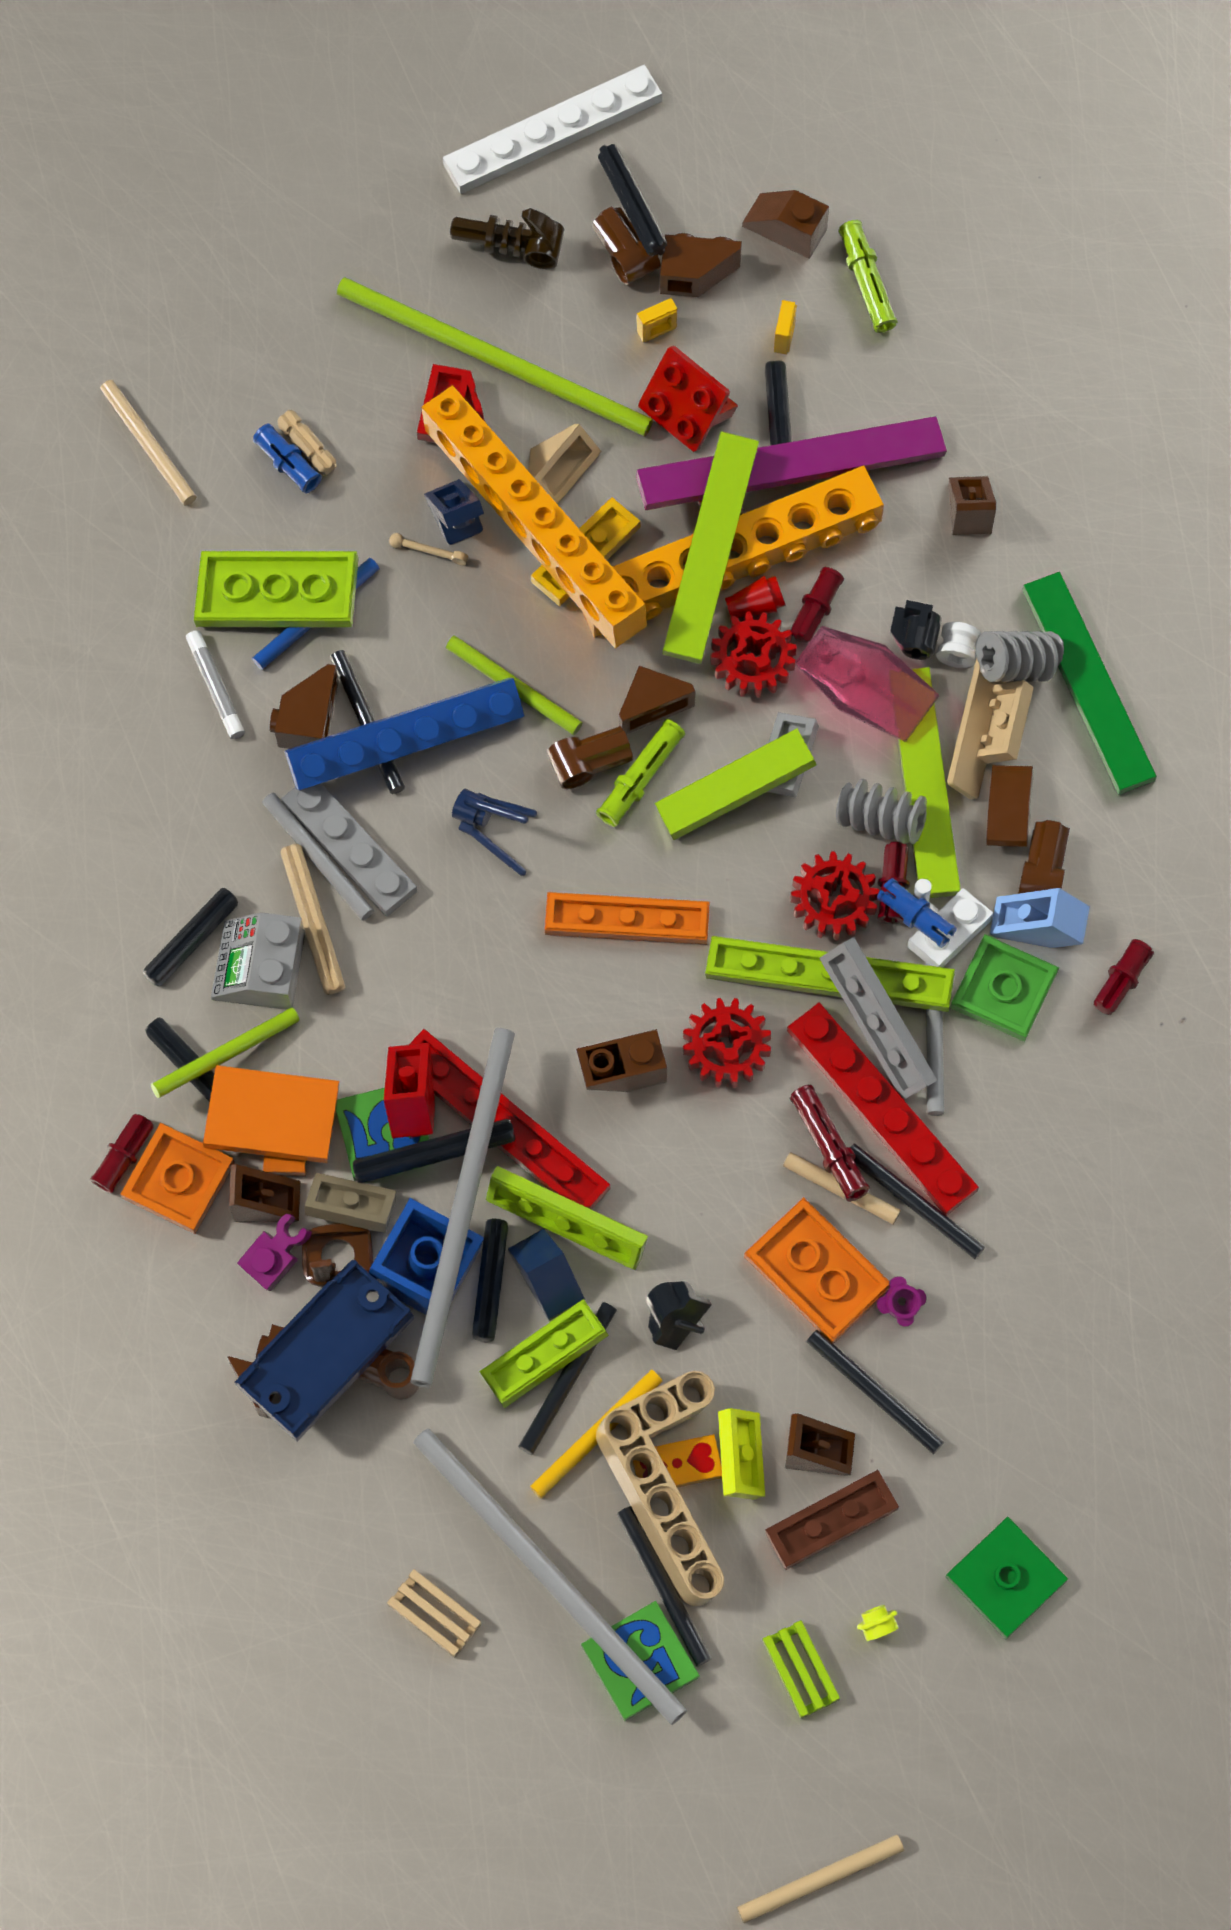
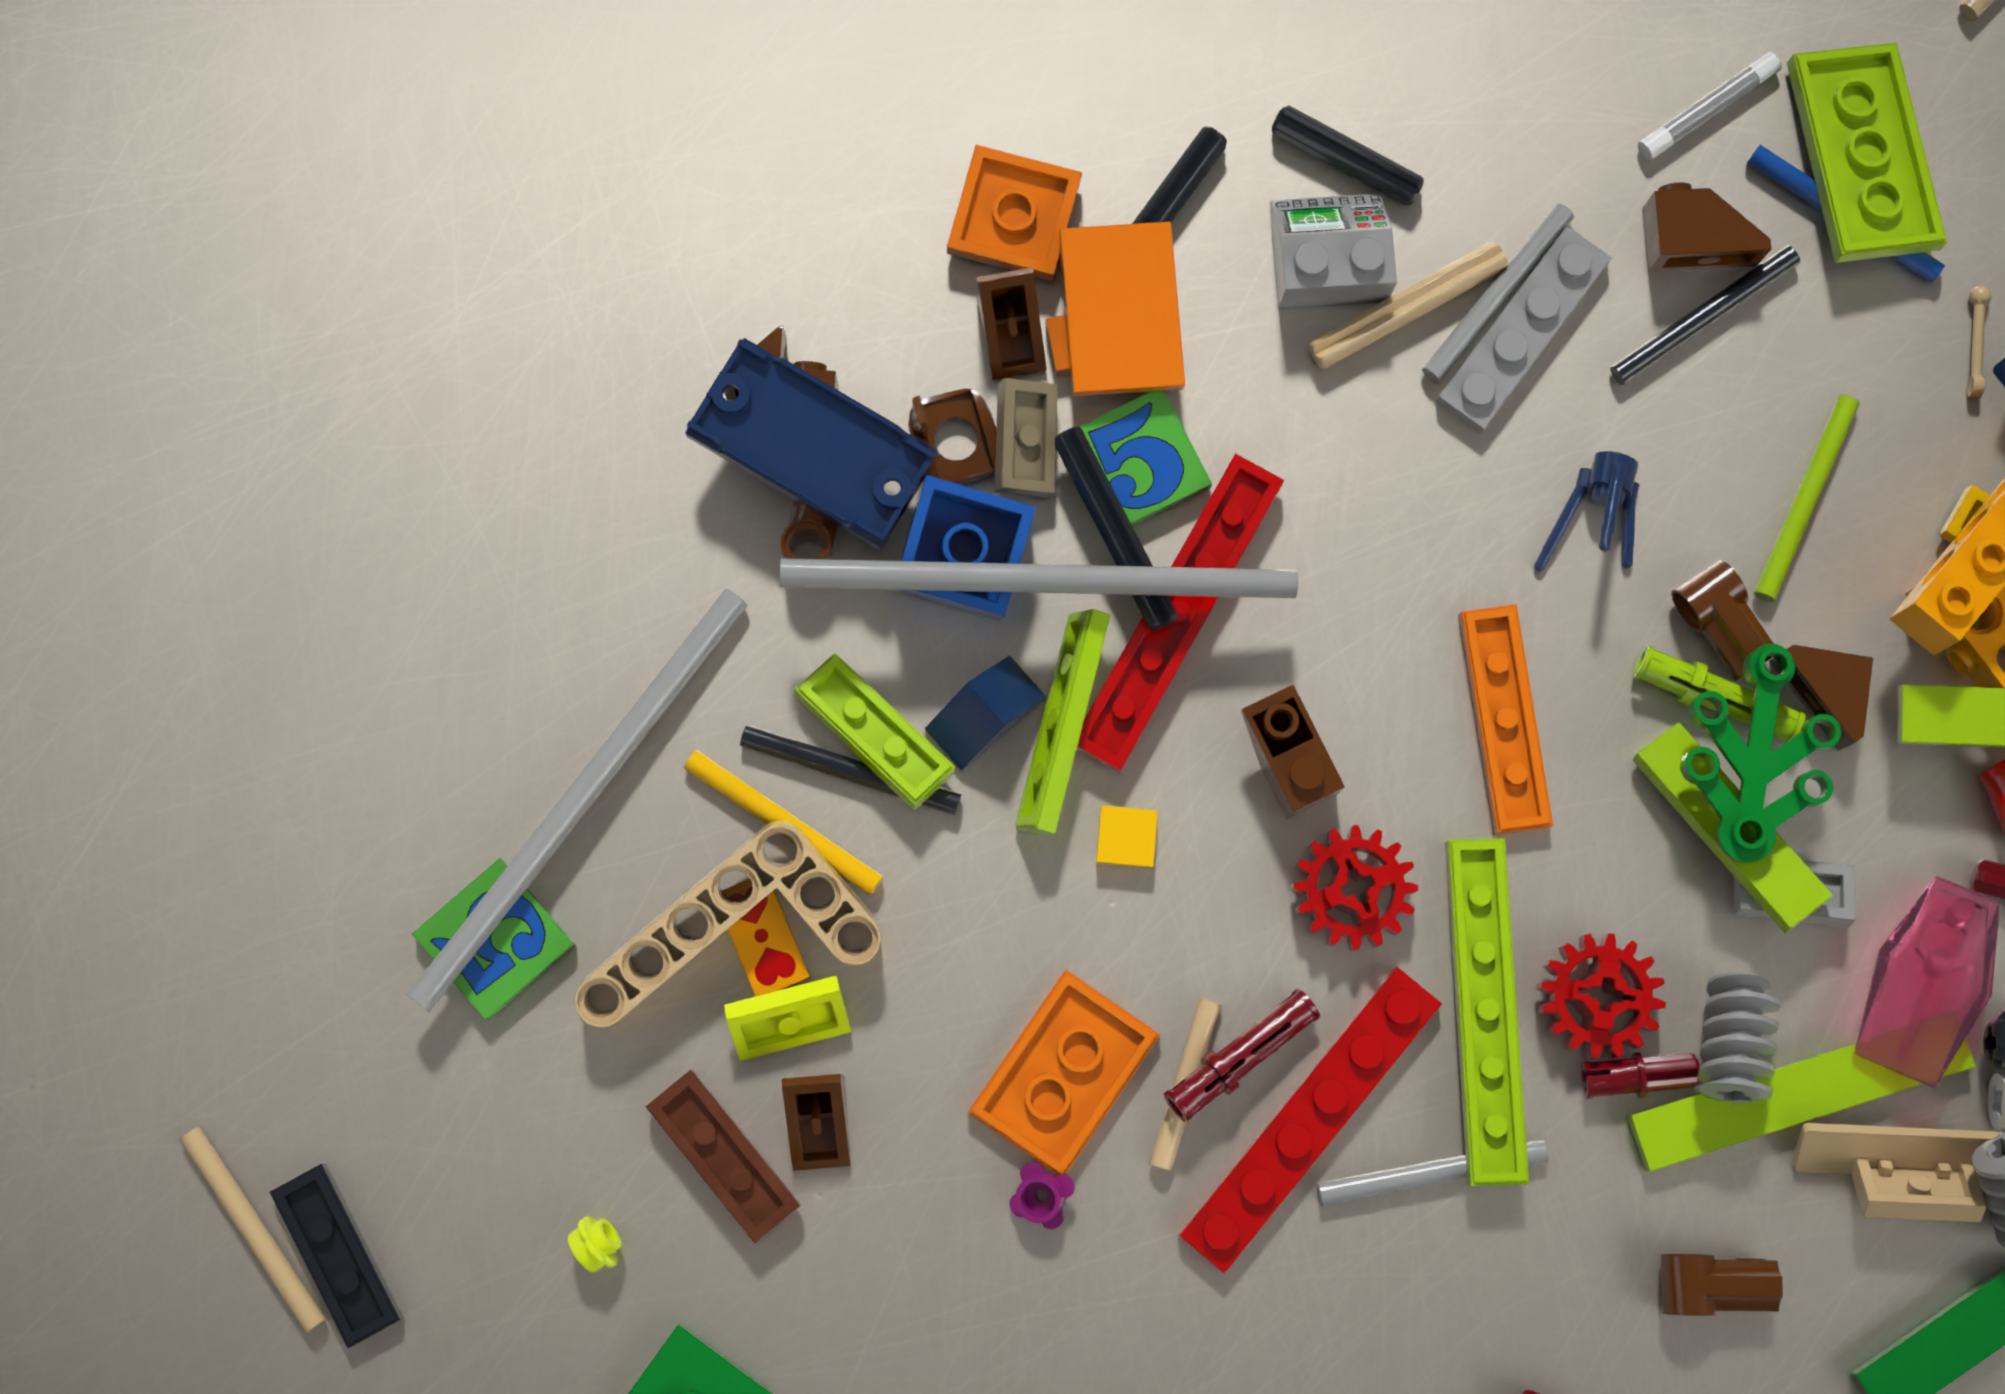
camera: 75 degrees right, 10 degrees up
(122, 1153) = (1034, 136): dark red axle -> none
(225, 1052) = (1194, 232): lime bar -> none
(270, 1256) = (934, 352): magenta plate -> none
(404, 733) = (1696, 365): blue plate -> none
(405, 1590) = (489, 653): tan tile -> none
(409, 1090) = (1188, 477): red slope -> none
(490, 1280) = (961, 641): black axle -> none
(657, 1192) = (1126, 837): none -> yellow tile
(664, 1586) = (595, 952): black bar -> none
(675, 1313) = (960, 892): black piece -> none
(694, 756) = (1755, 761): none -> green plant
(759, 639) = (1915, 802): red gear -> none
(785, 1636) = (479, 1182): lime tile -> none
(851, 1819) = (336, 1255): none -> black tile
(875, 1392) = (911, 1182): black bar -> none
(878, 1018) = (1430, 1089): light grey plate -> none
(916, 912) = (1597, 1115): blue pin -> none
(917, 1203) = (1186, 1190): black bar -> none
(962, 911) = (1590, 1162): white plate -> none
(1004, 987) = (1523, 1259): bright green tile -> none
(1009, 806) = (1793, 1219): reddish brown slope -> none
(1041, 918) = (1633, 1293): light blue slope -> none

